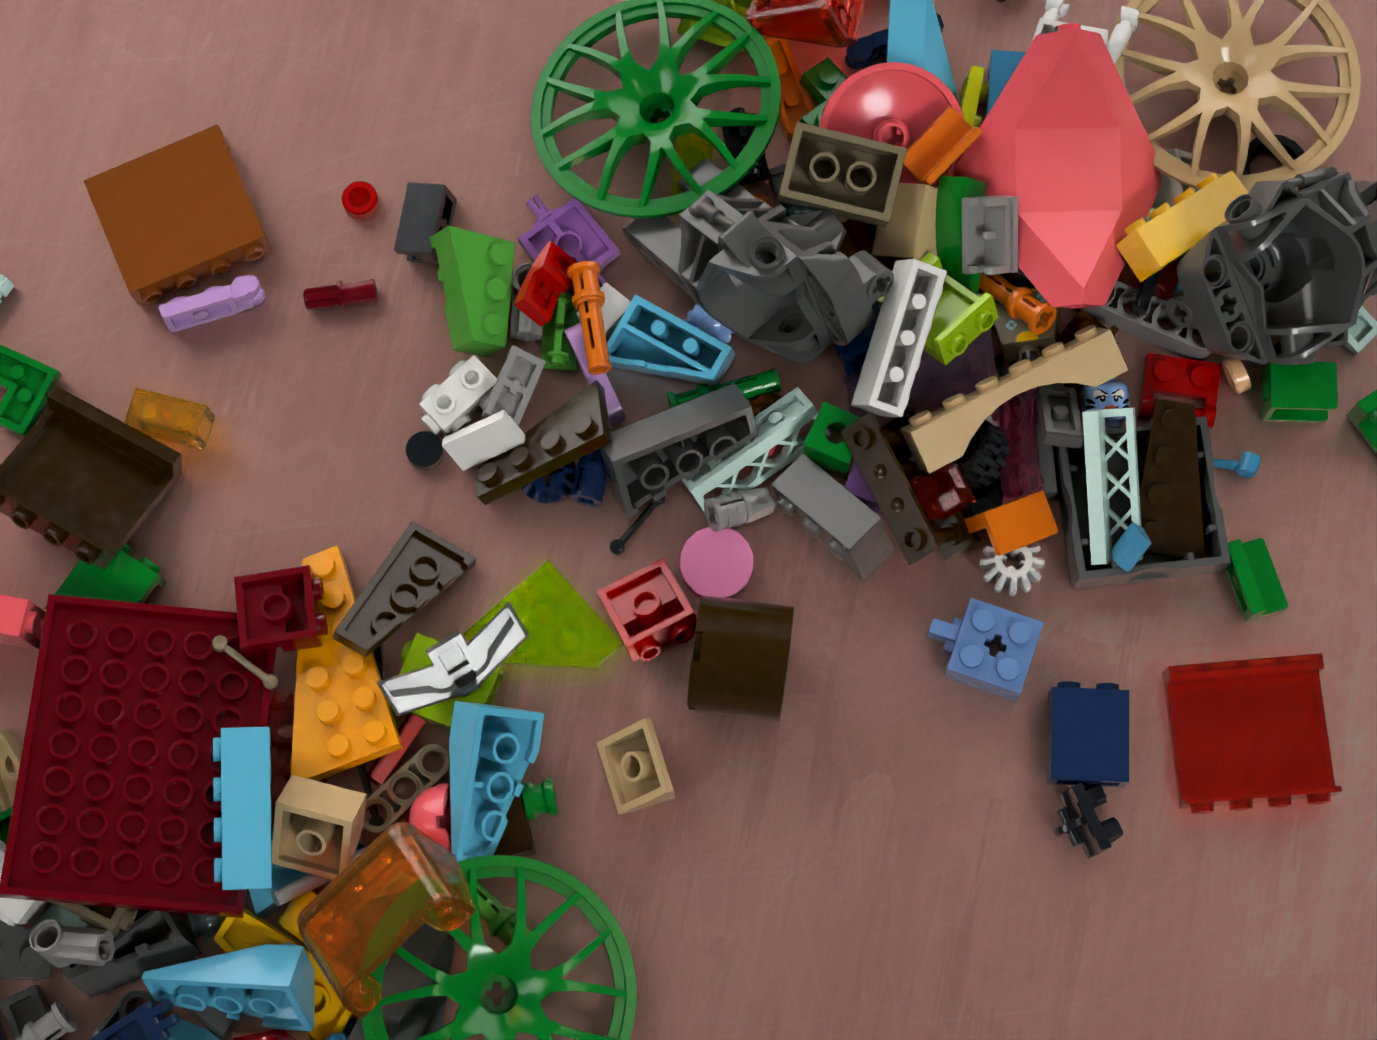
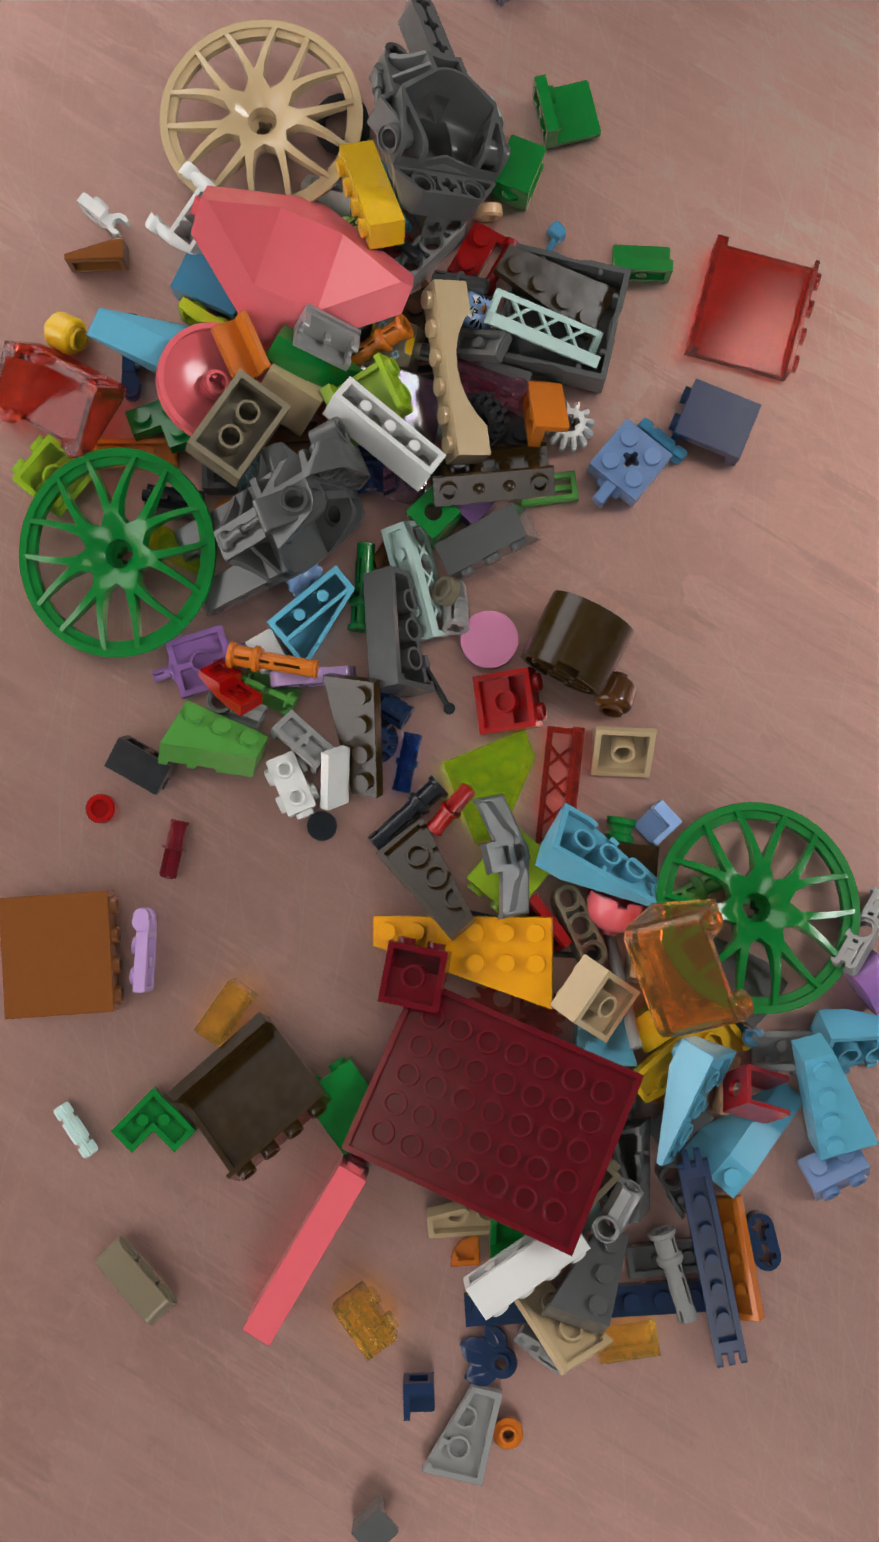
camera: 75 degrees left, 10 degrees up
(220, 644) = (425, 1028): dark tan hinge -> none
(244, 808) = (568, 1047): medium azure wedge -> none
(487, 549) = (418, 804): none -> black pin
(493, 588) = (451, 809): none -> red axle
(533, 520) = (407, 762): none -> clear blue pin
(564, 842) = (657, 823): none -> light blue panel
(590, 716) = (572, 776): none -> clear red fence
(703, 734) = (617, 696): none -> reddish brown head
(752, 486) = (446, 590): none -> dark tan tile
(942, 595) = (559, 499): none -> bright green tile
(943, 492) = (507, 450): clear red panel -> none
(1040, 681) = (664, 440): none -> dark azure axle
(1082, 822) = (773, 450): black hips -> none
(1130, 547) = (595, 334): dark azure tile -> none
(1137, 371) = (475, 284): none -> dark grey axle

